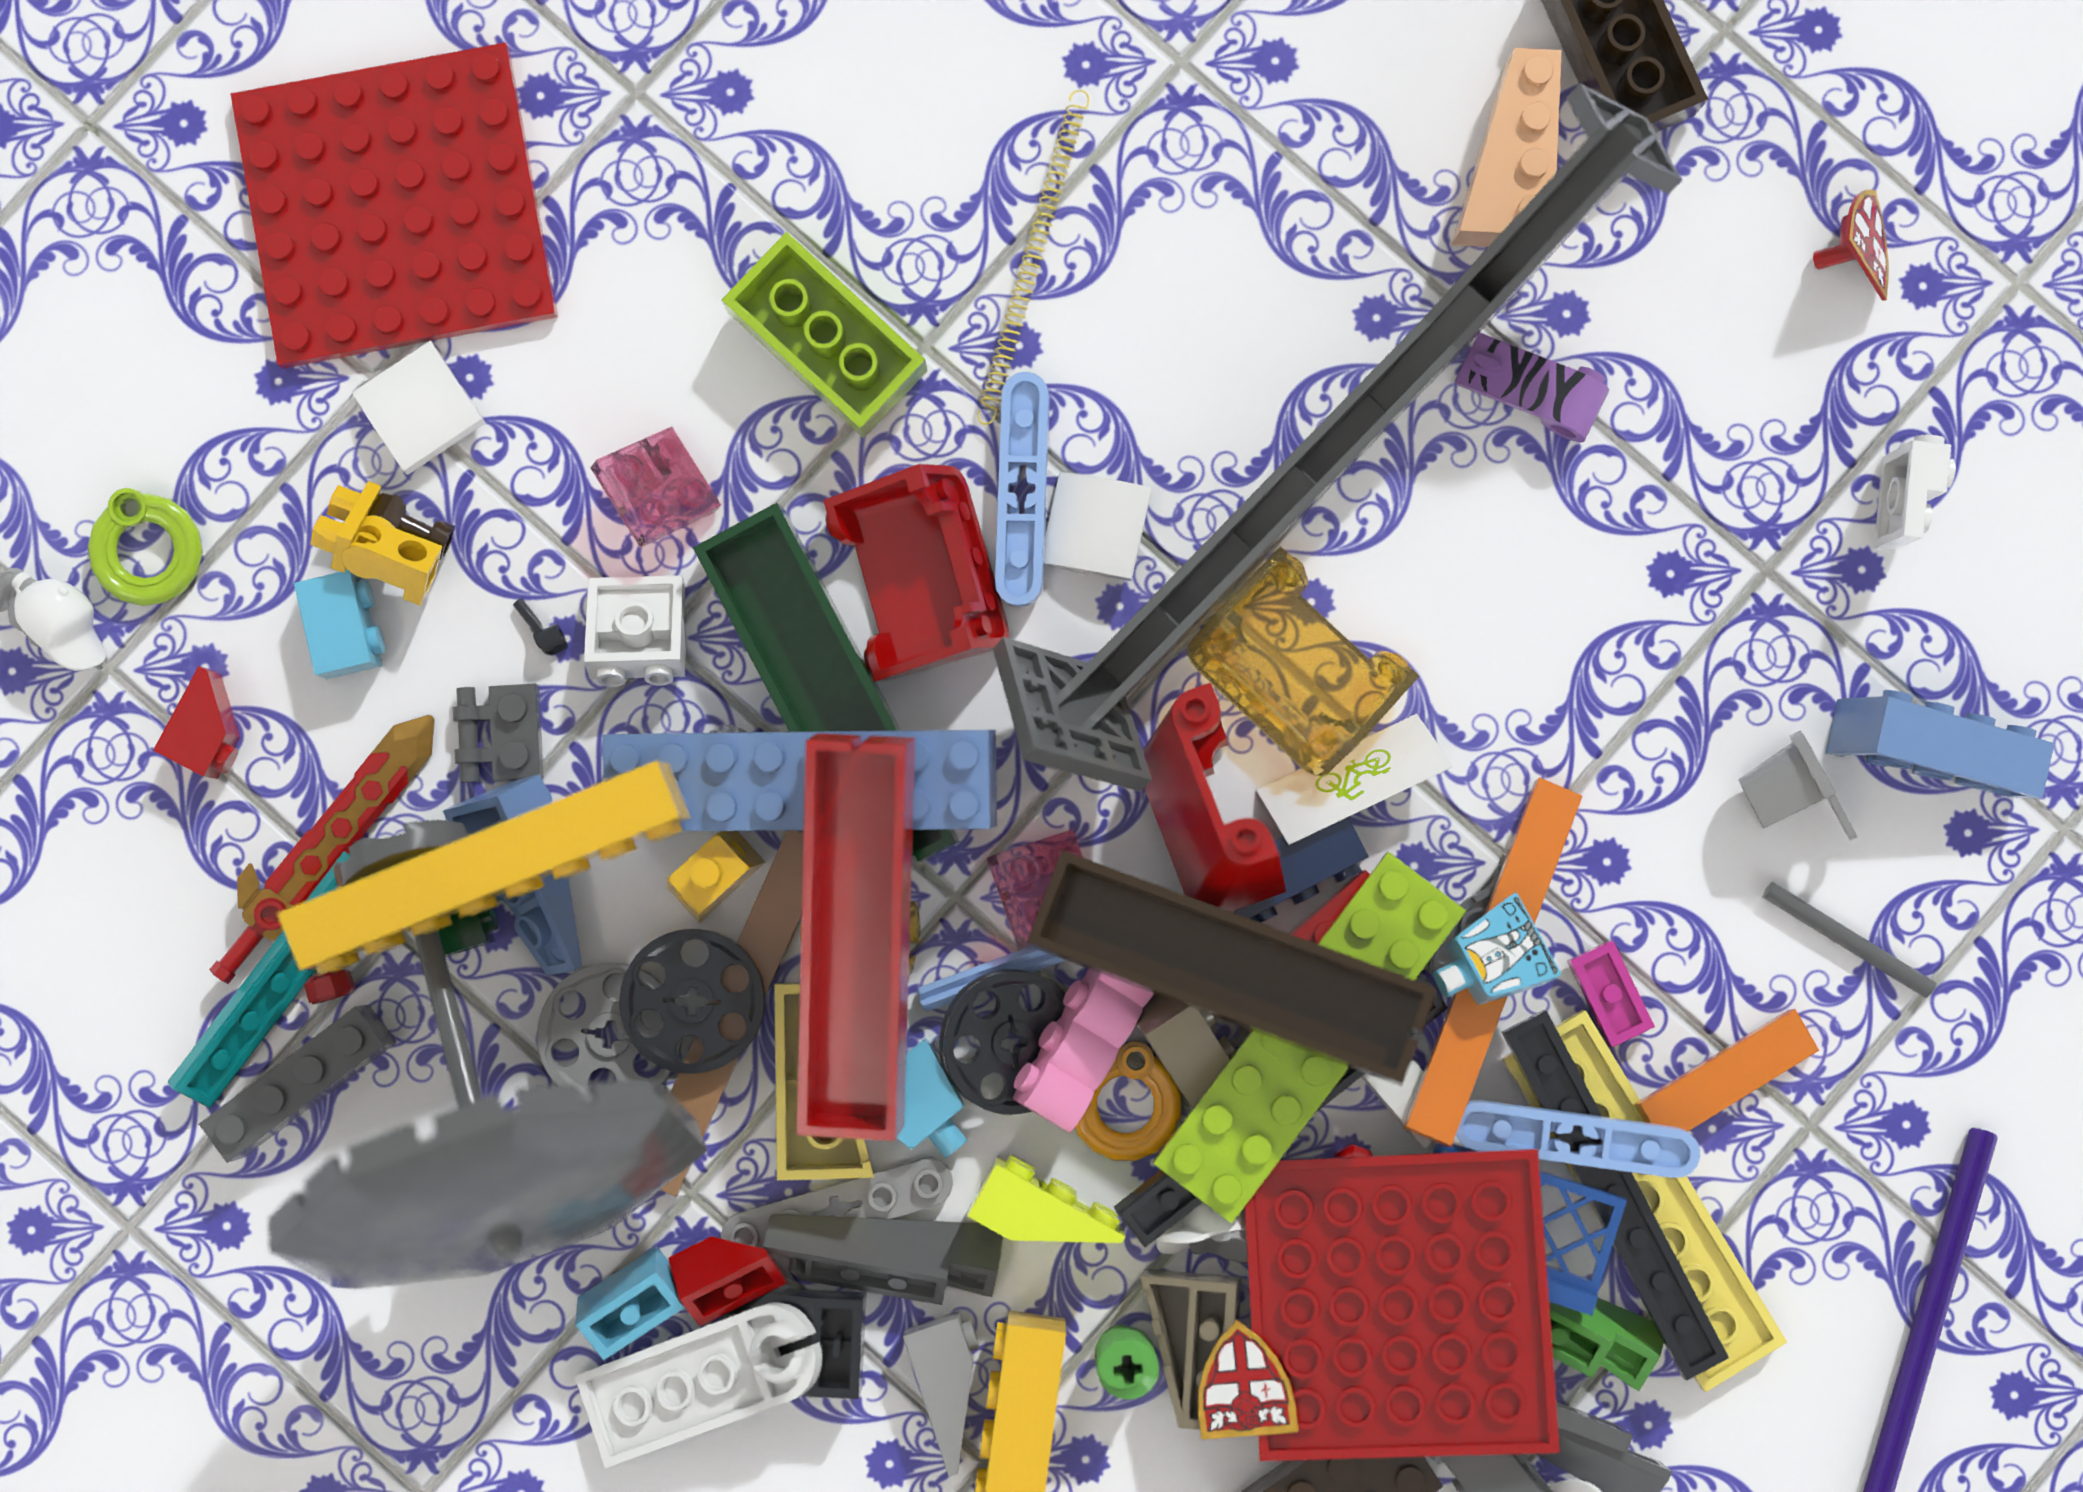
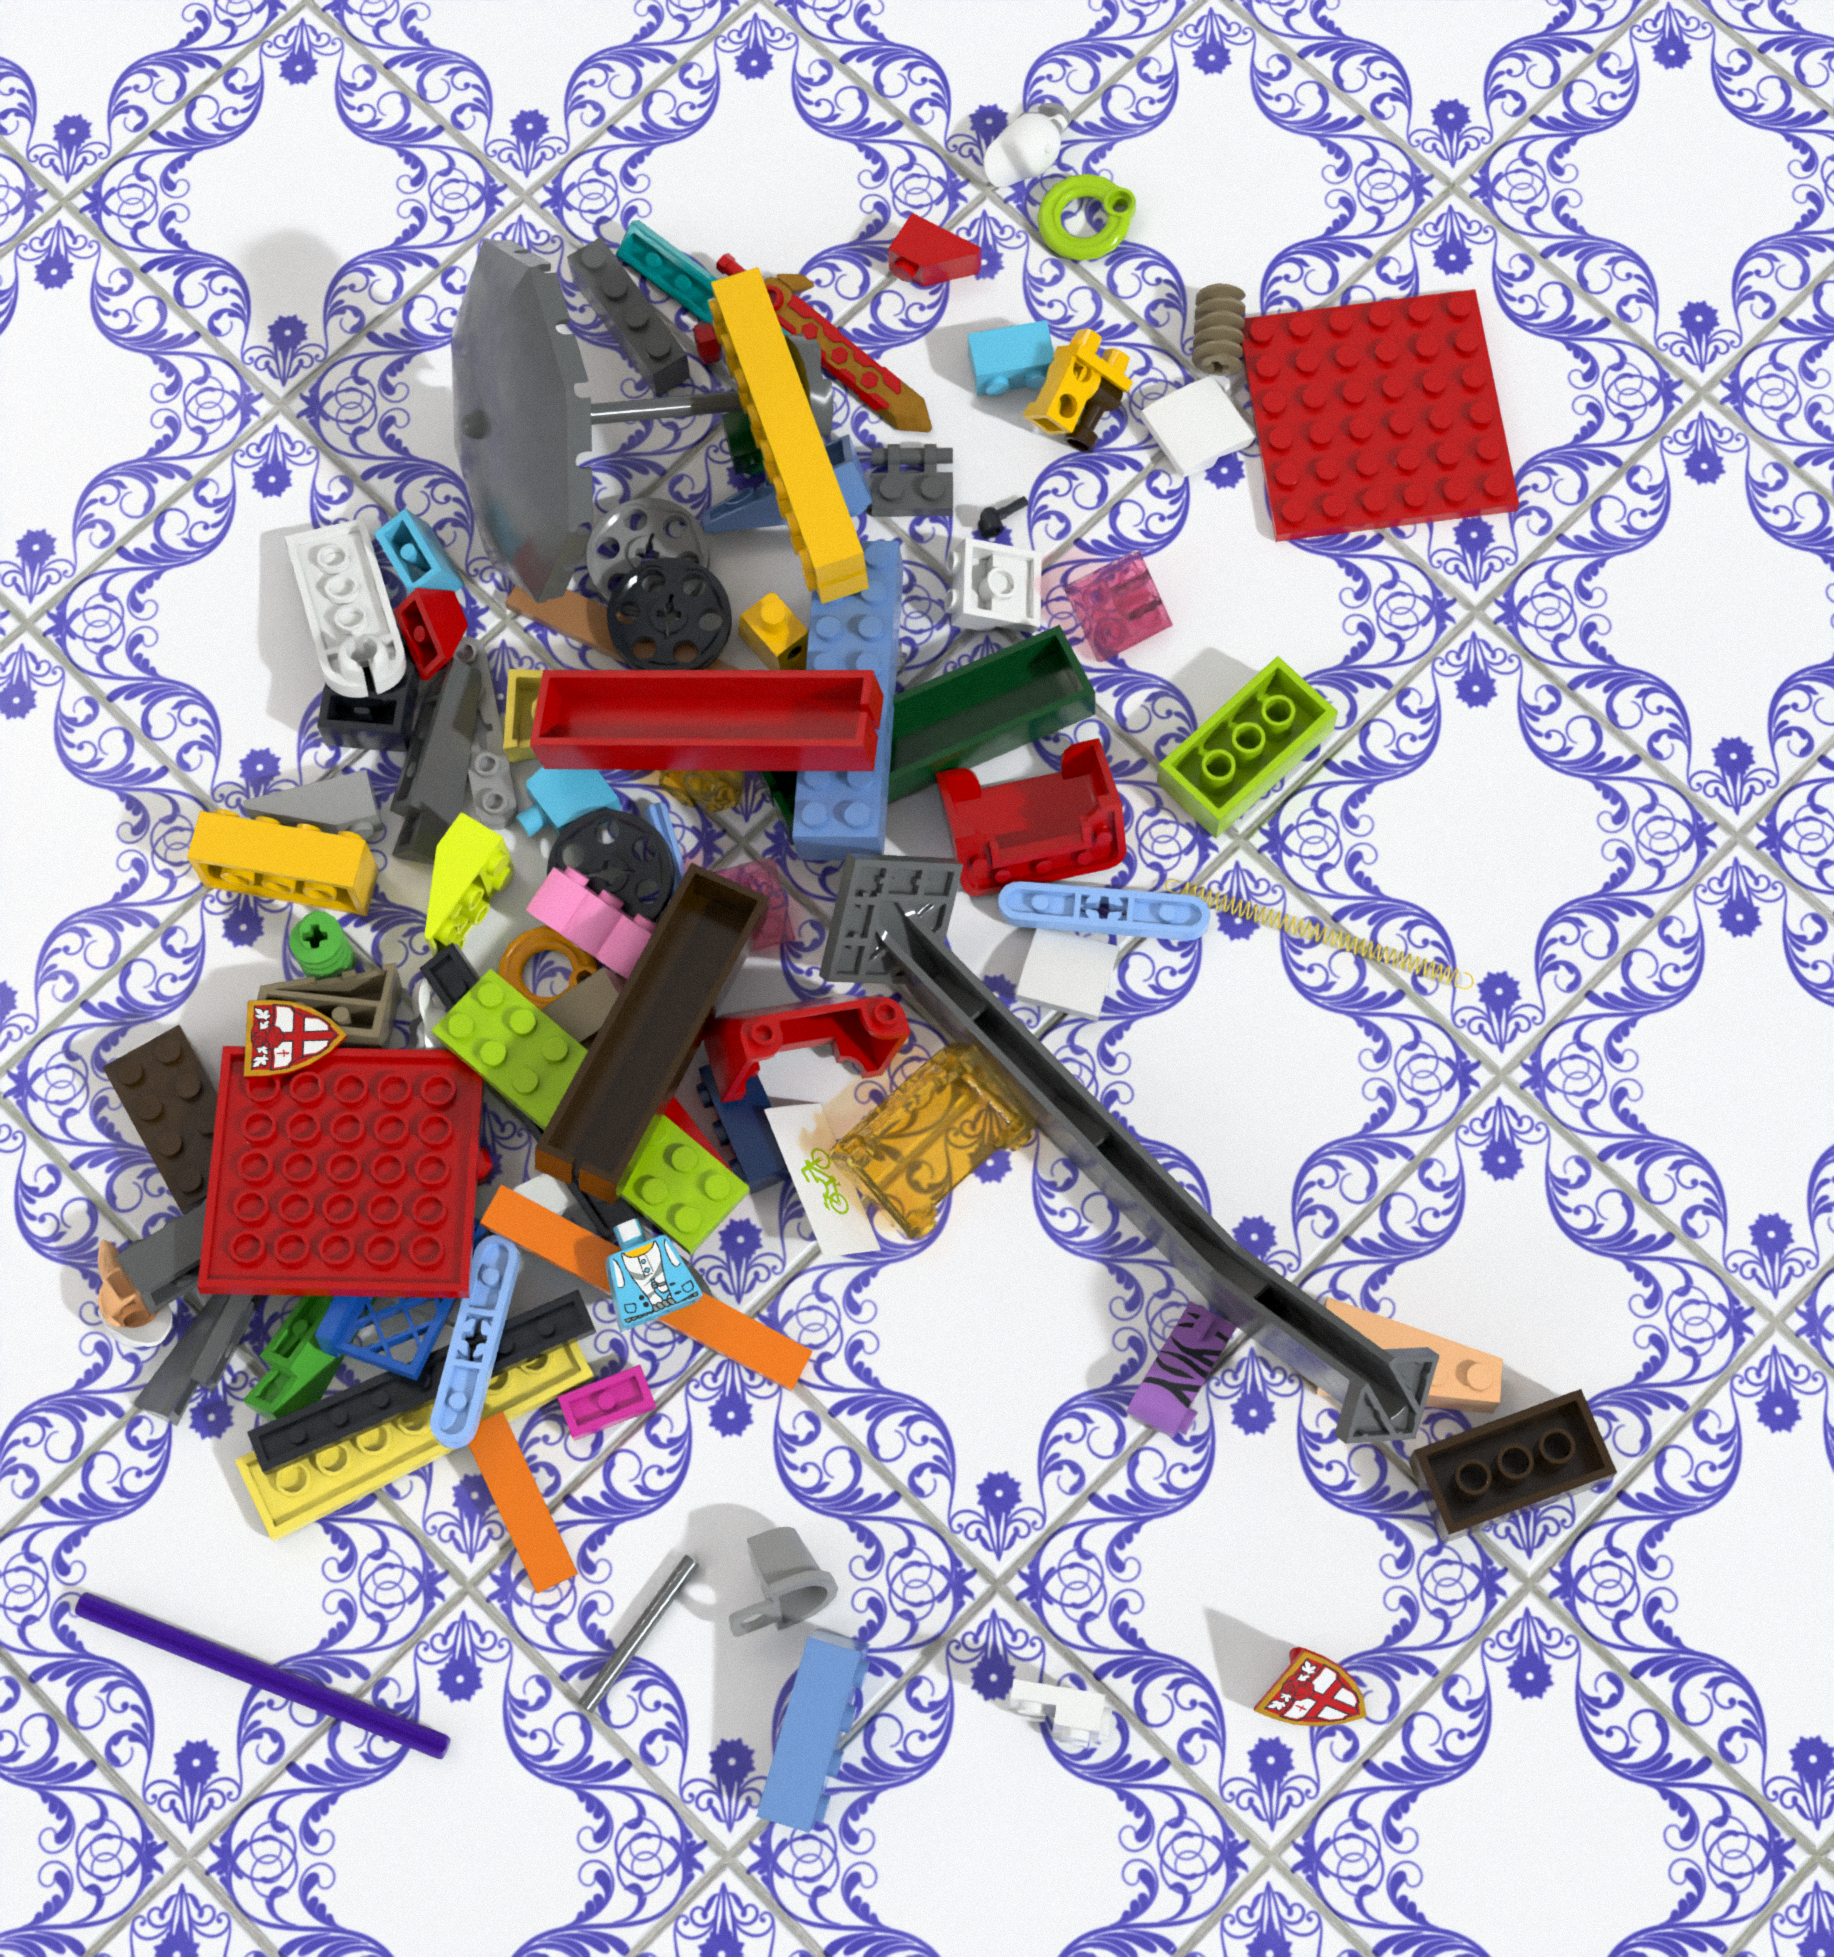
camera: 100 degrees right, 15 degrees down
(295, 387) = (1219, 329): none -> dark tan piece

